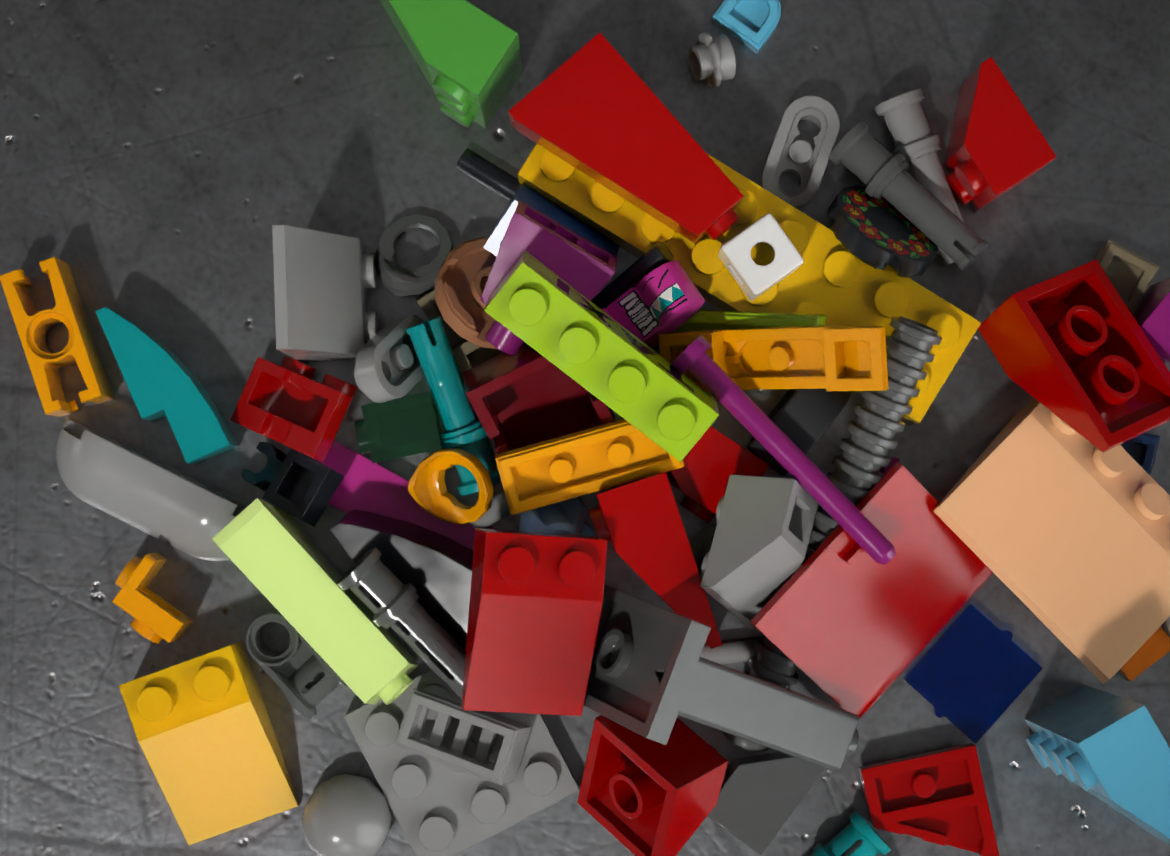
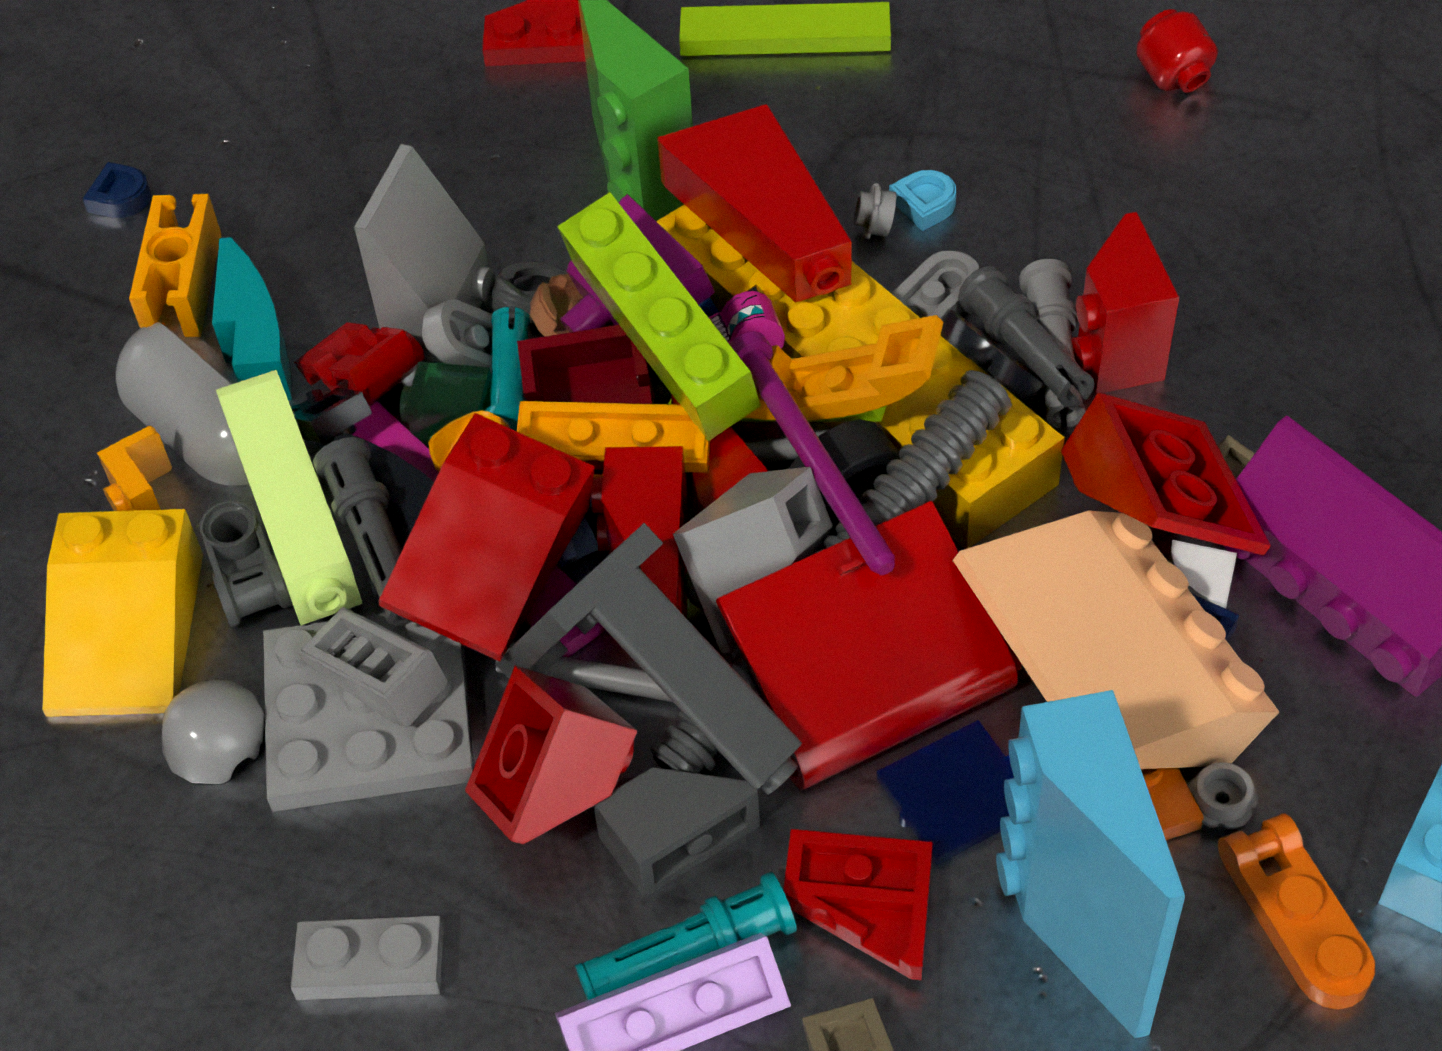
camera: 25 degrees right, 35 degrees down
(754, 278) = (853, 305): white piece -> none

